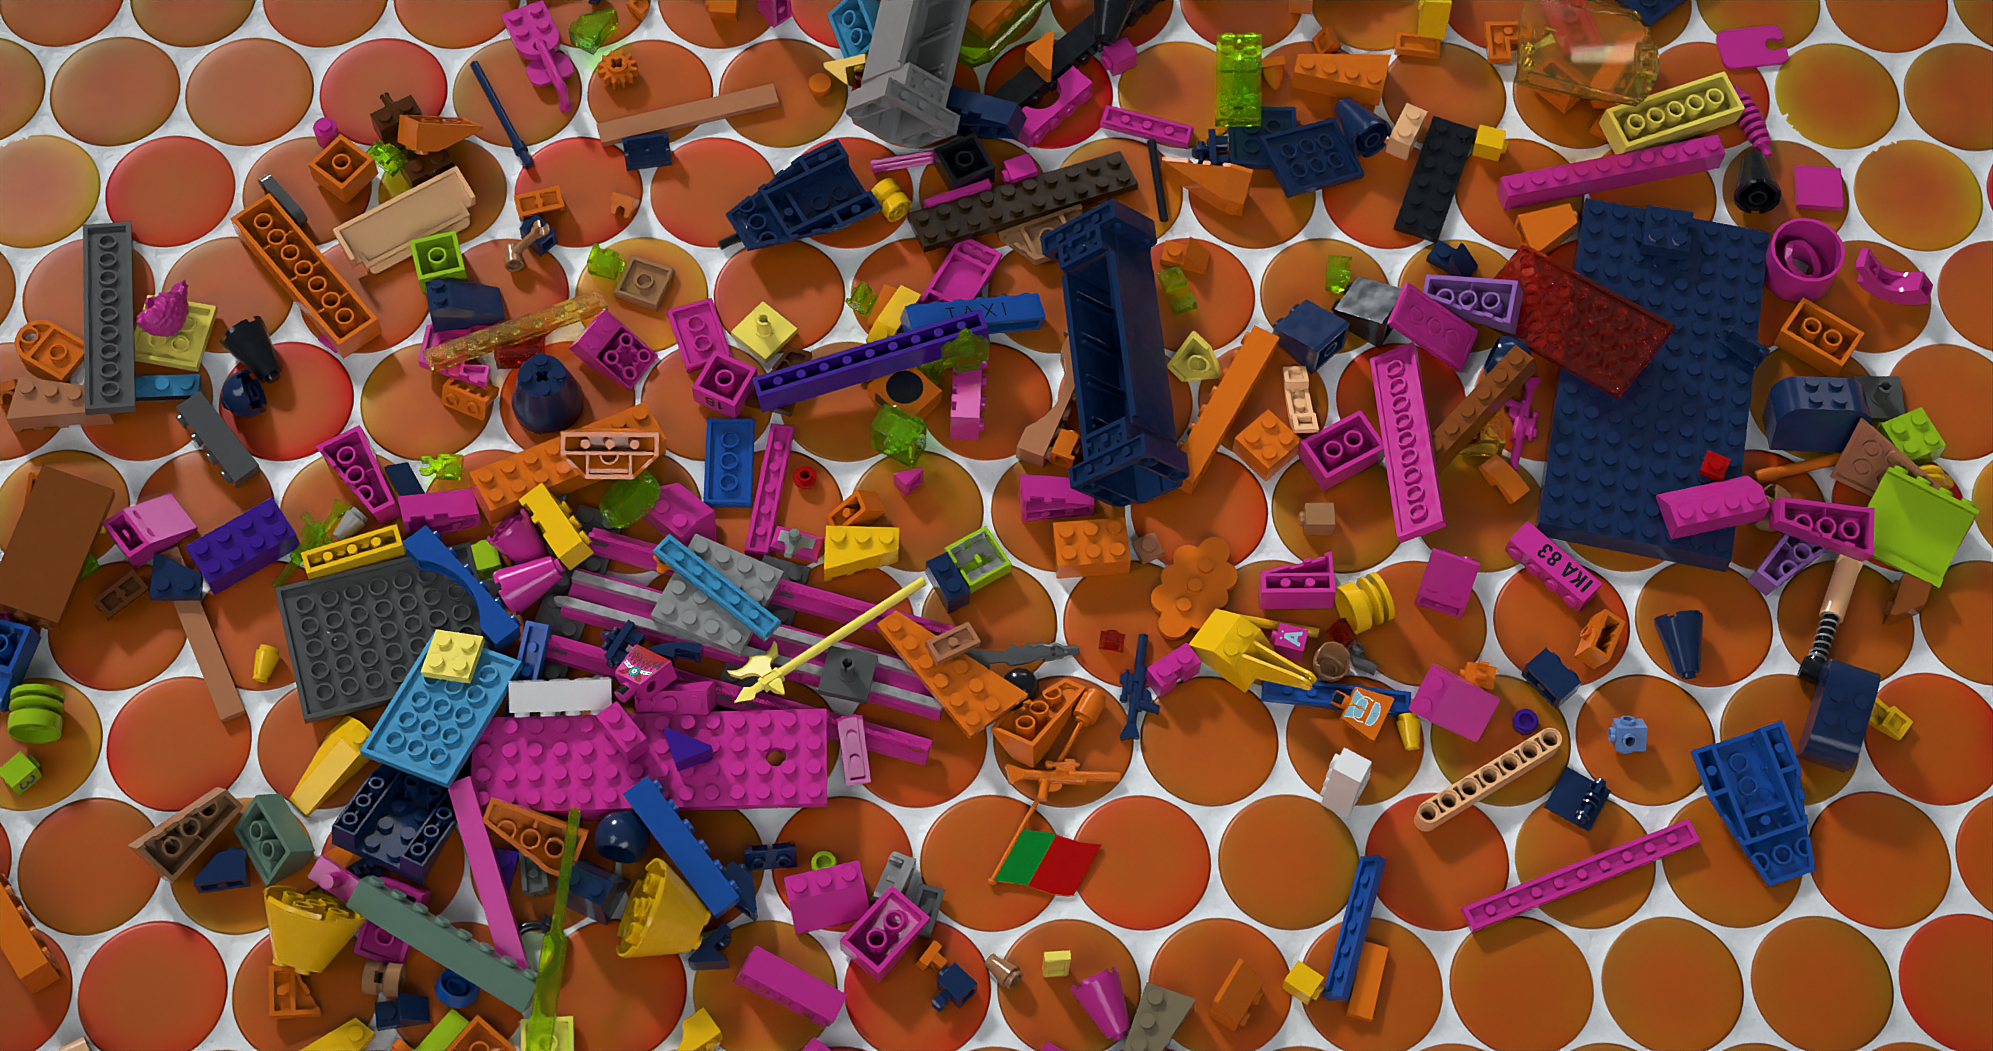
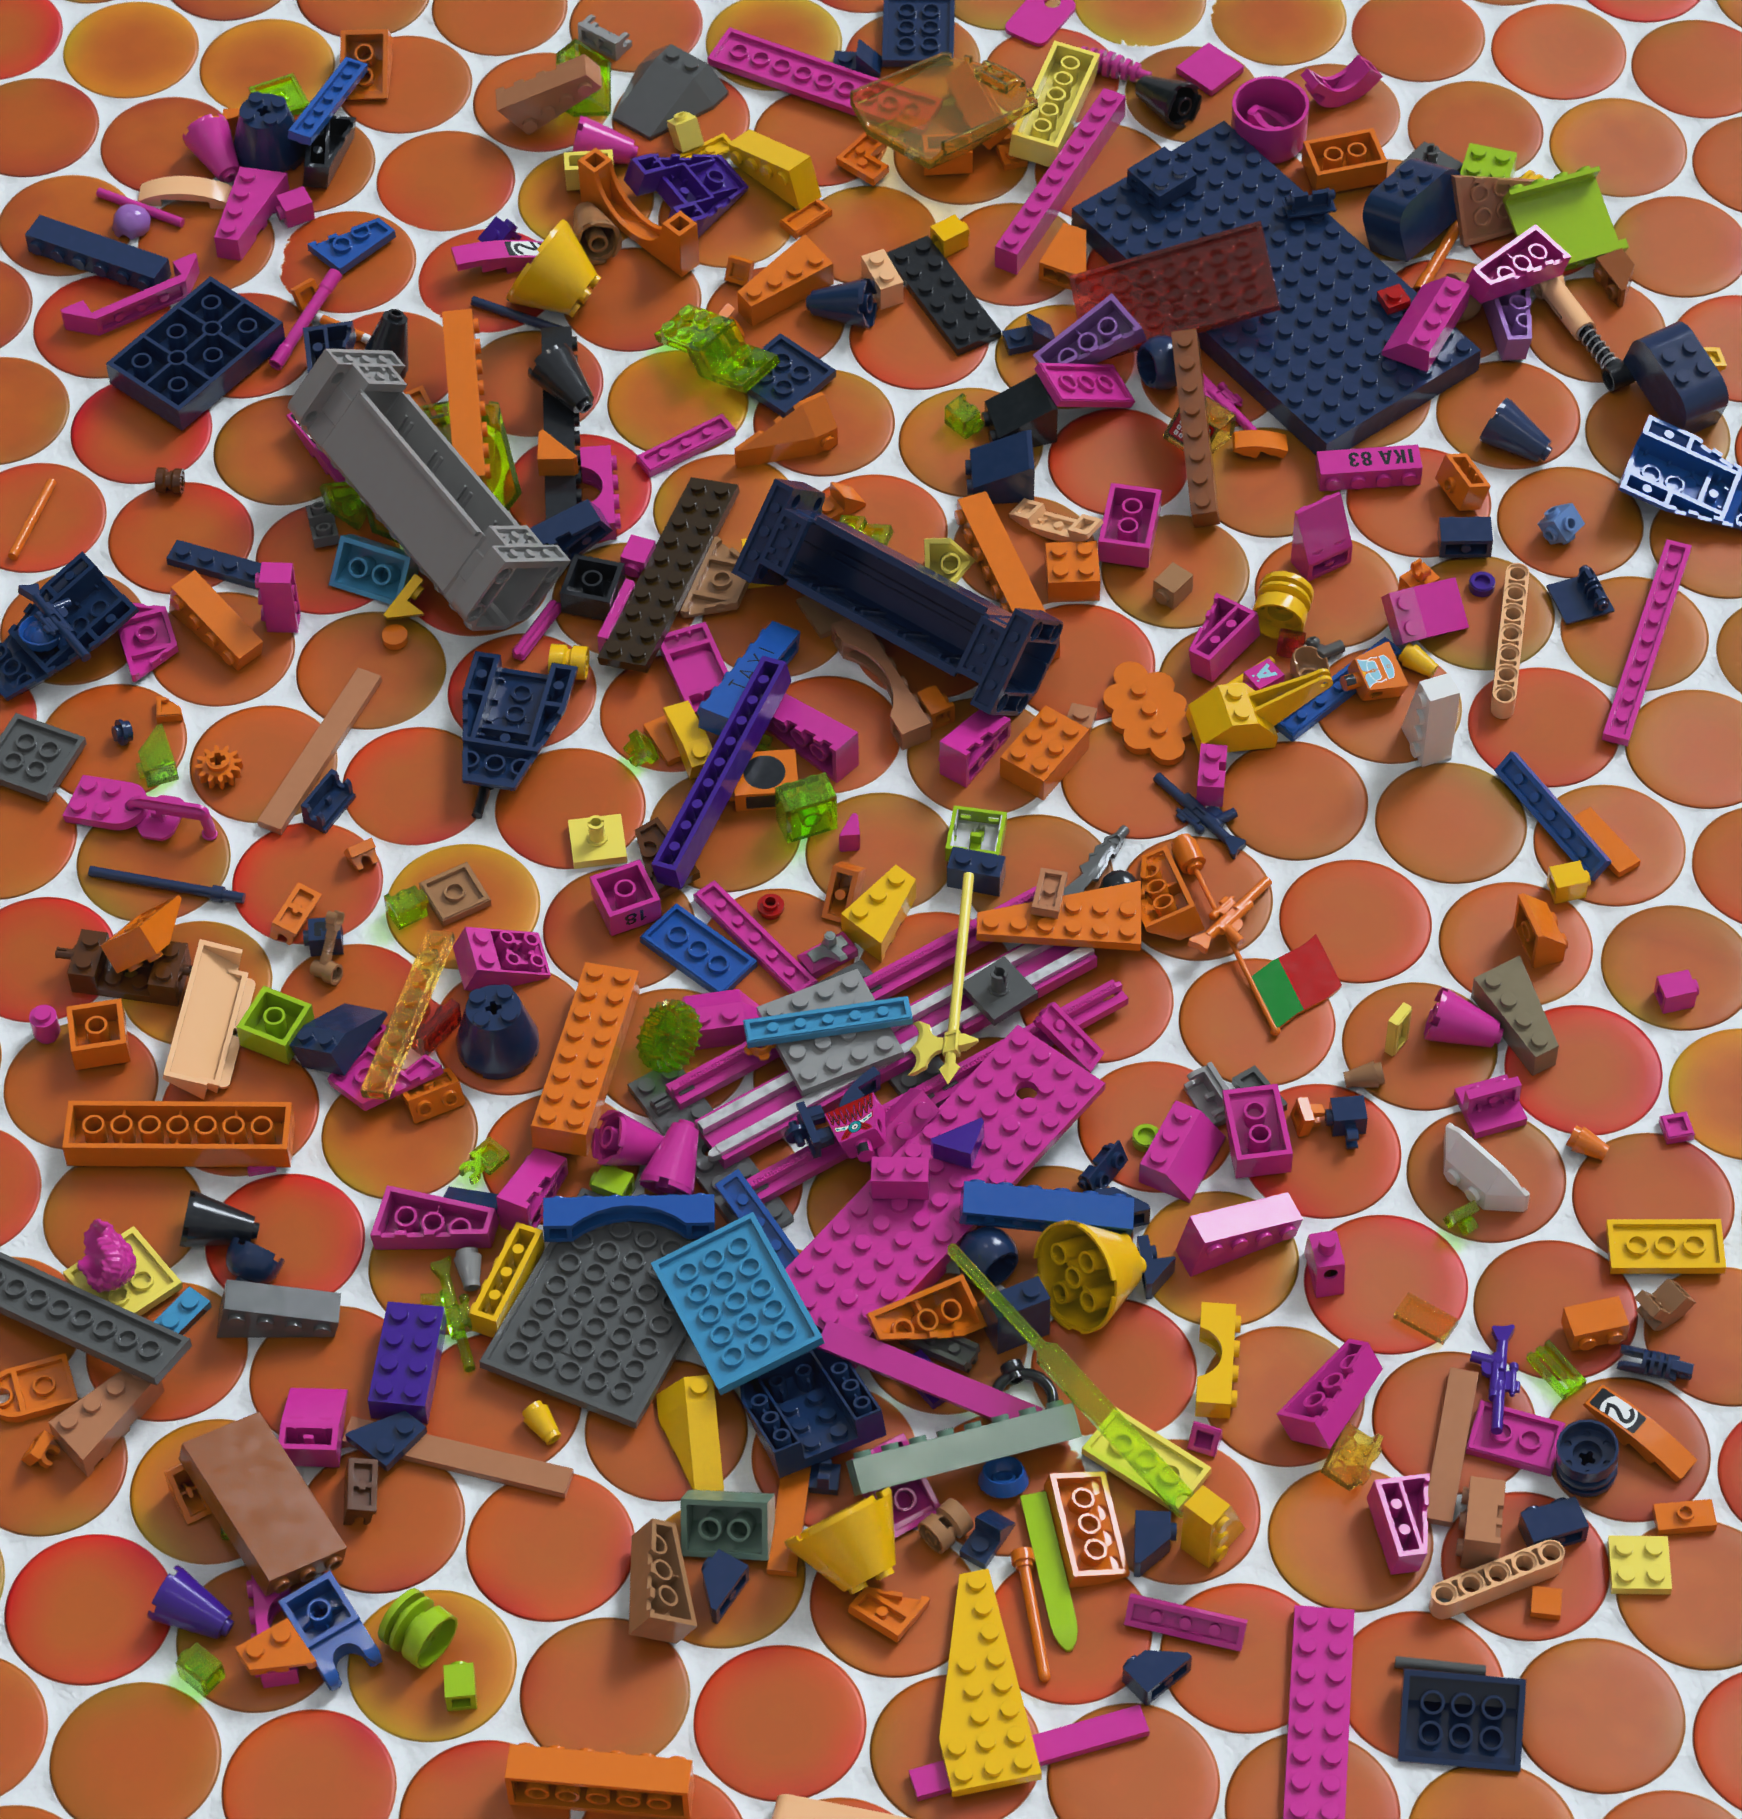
camera: 45 degrees left, 10 degrees down
(271, 186) = (55, 1104): dark grey beam -> none
(334, 878) = (816, 1499): dark pink tile -> none
(387, 157) = (129, 989): clear neon green brick -> none
(453, 656) = (695, 1260): light yellow plate -> none
(558, 526) = (647, 1101): yellow wedge -> none
(559, 695) = (815, 1204): white wedge -> none
(609, 451) = (623, 1005): orange wedge -> none
(697, 333) = (549, 889): dark pink tile -> none
(965, 352) = (785, 702): clear neon green plate -> none
(1112, 641) = (1143, 798): clear red plate -> none
(1119, 57) = (602, 414): dark pink brick -> none
(1157, 180) = (736, 469): black bar -> none
(1208, 152) = (757, 415): dark blue hips -> none
(1310, 157) = (840, 355): dark blue plate -> none
(1407, 443) = (1175, 469): dark pink plate -> none

